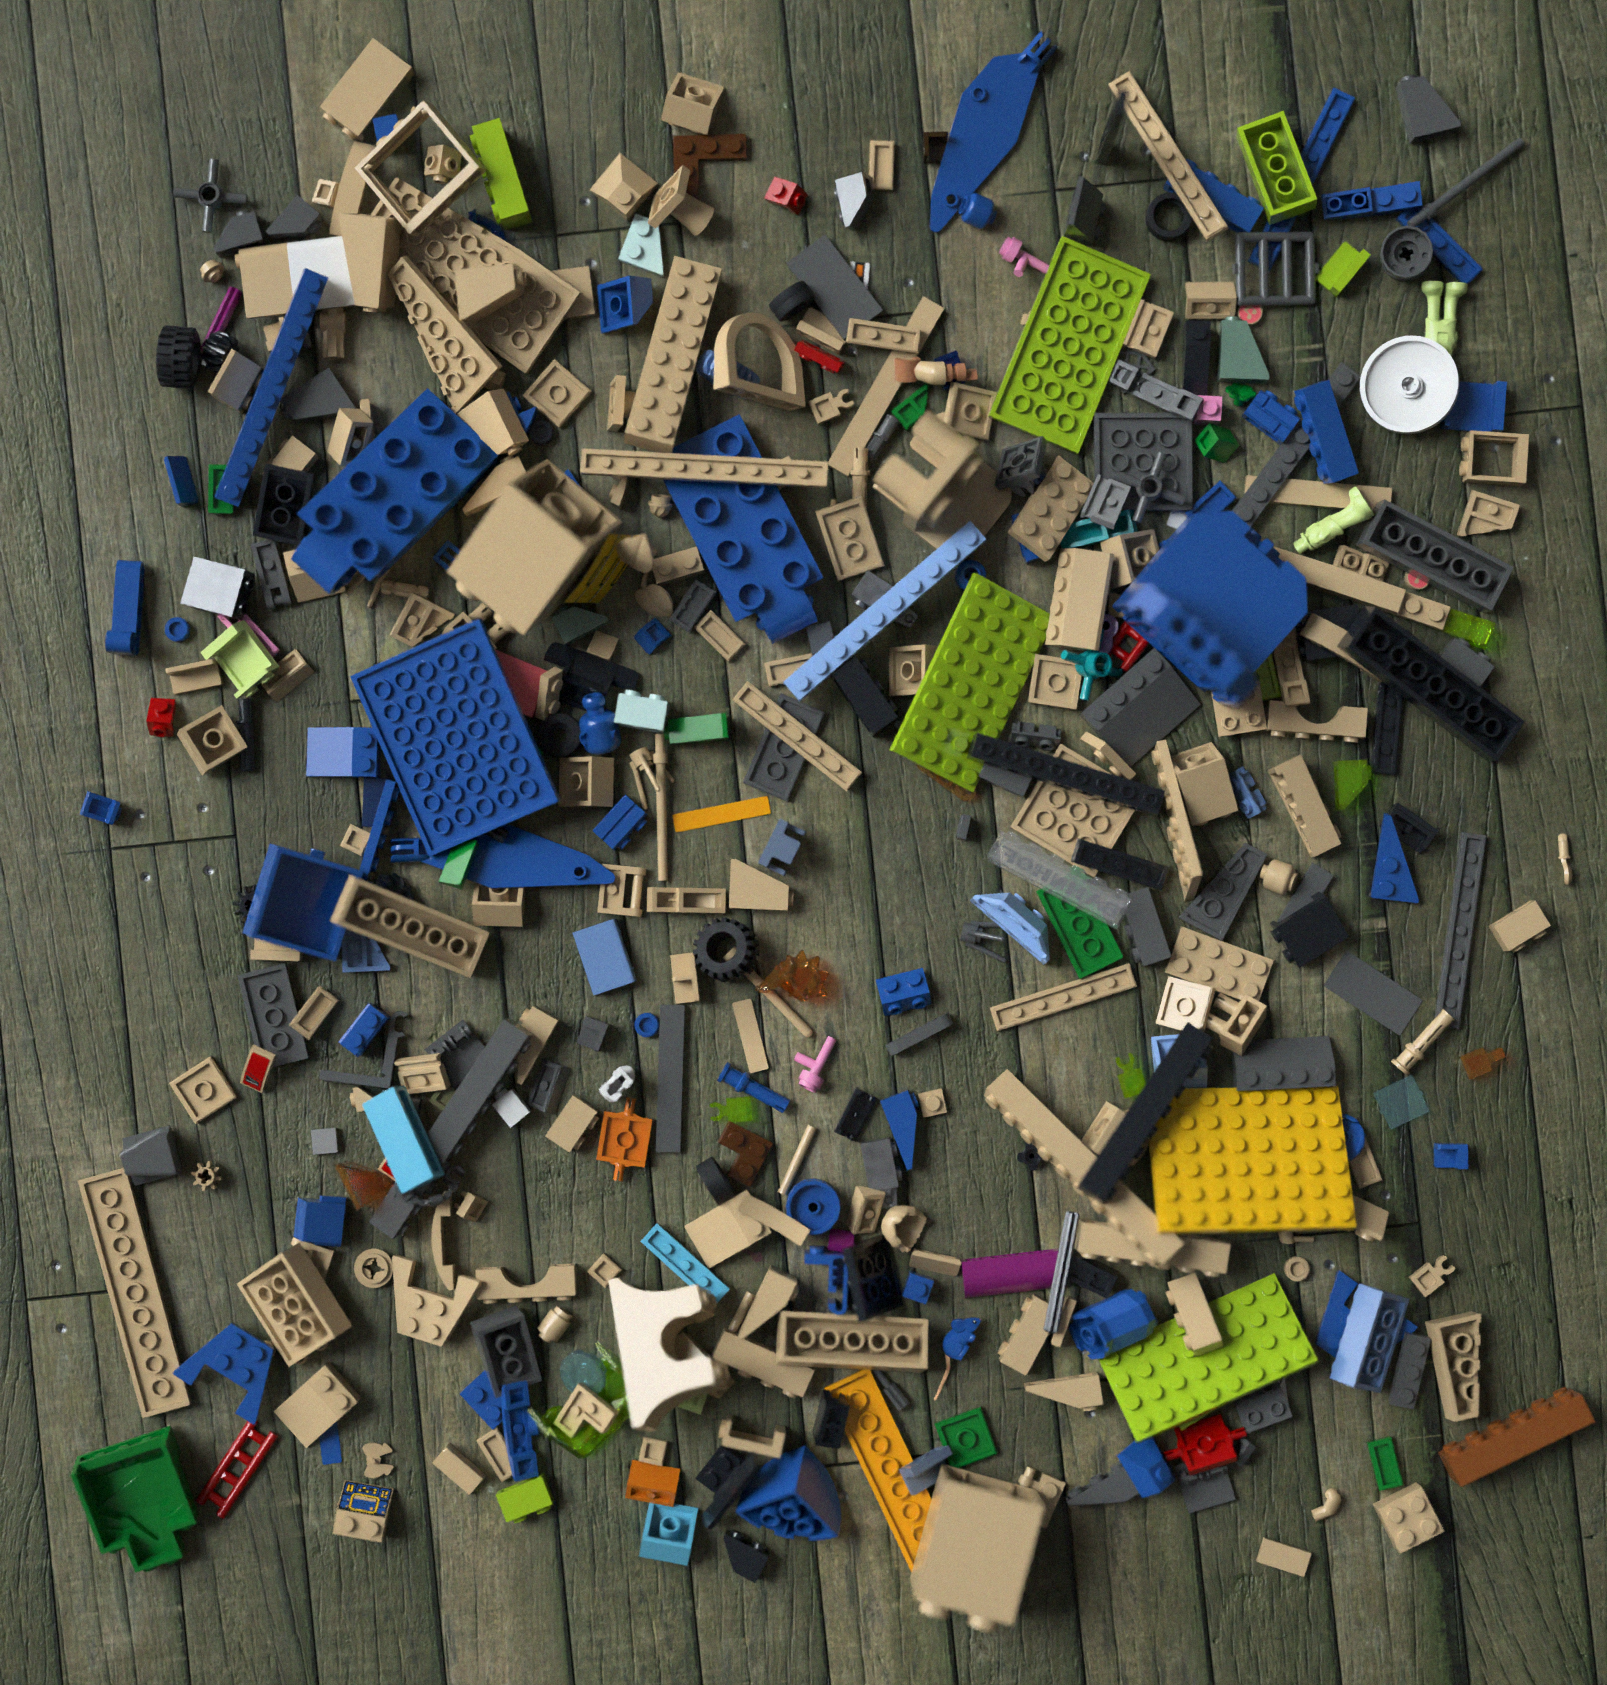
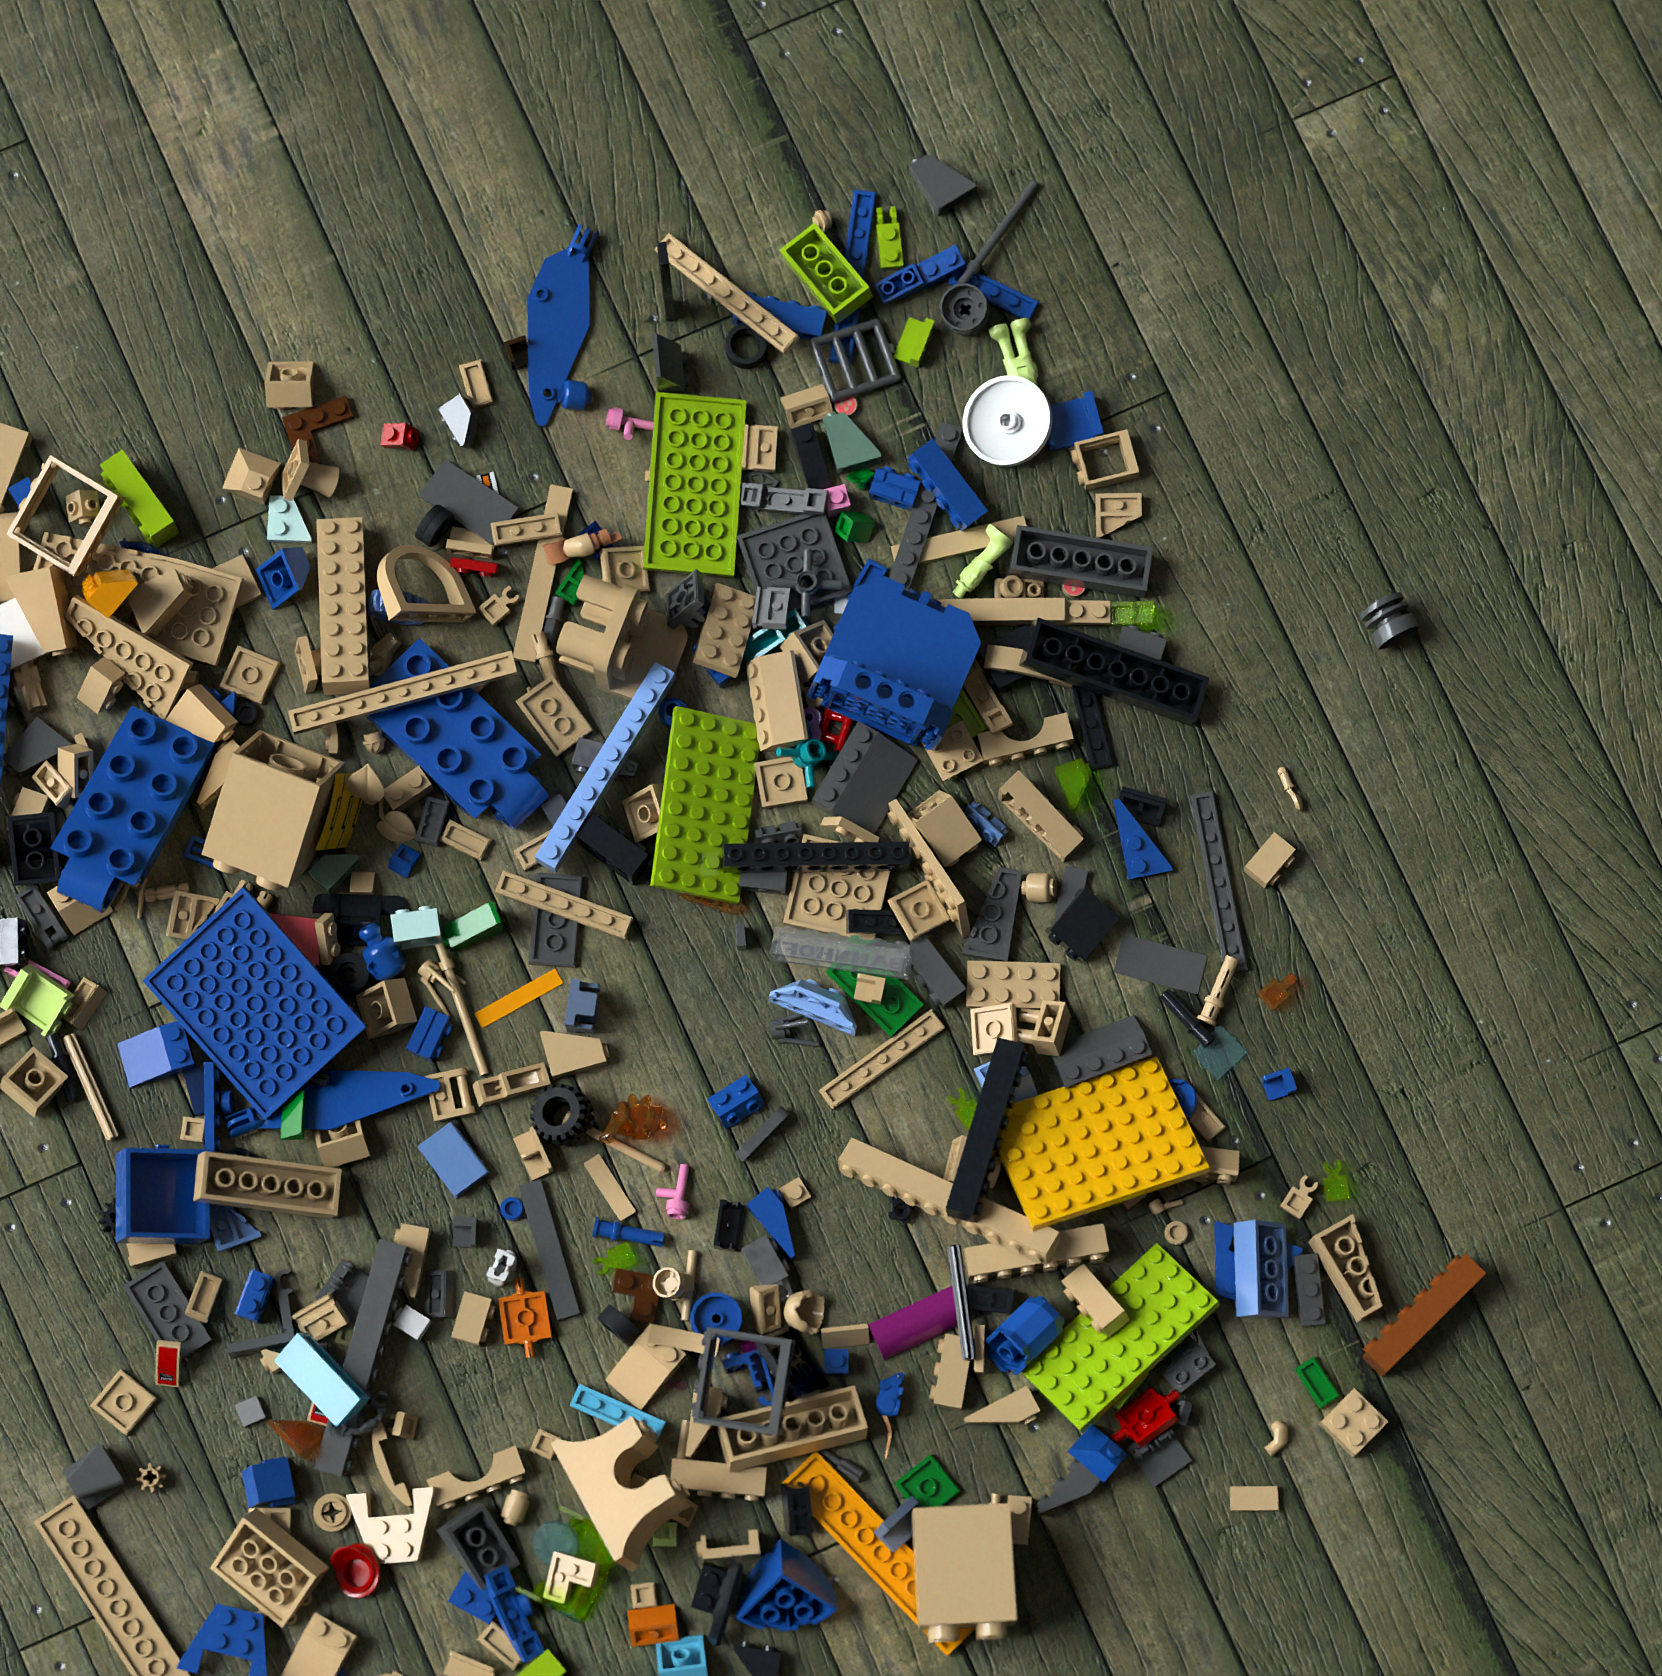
camera: 15 degrees left, 10 degrees down
(267, 762) = (90, 1087): none -> tan axle
(323, 443) = (53, 784): none -> tan slope
(379, 1334) = (356, 1570): none -> red piece
(398, 824) = (227, 1101): none -> blue tile
(403, 357) = (101, 685): none -> tan brick
(439, 262) = (108, 589): none -> light orange slope
(697, 417) = (382, 654): none -> tan arm
(777, 1276) = (702, 1385): none -> dark grey window
(781, 1157) = (673, 1284): none -> tan wheel
(1074, 925) = (869, 989): none -> tan panel
(1151, 862) = (919, 910): none -> tan plate
(1291, 109) = (822, 220): none -> tan plate
(1351, 153) = (889, 241): none -> lime hinge
(1355, 559) = (1011, 586): none -> tan tile
(1381, 1057) = (1187, 1018): none -> black axle
(1470, 1276) = (1335, 1186): none -> clear neon green plate

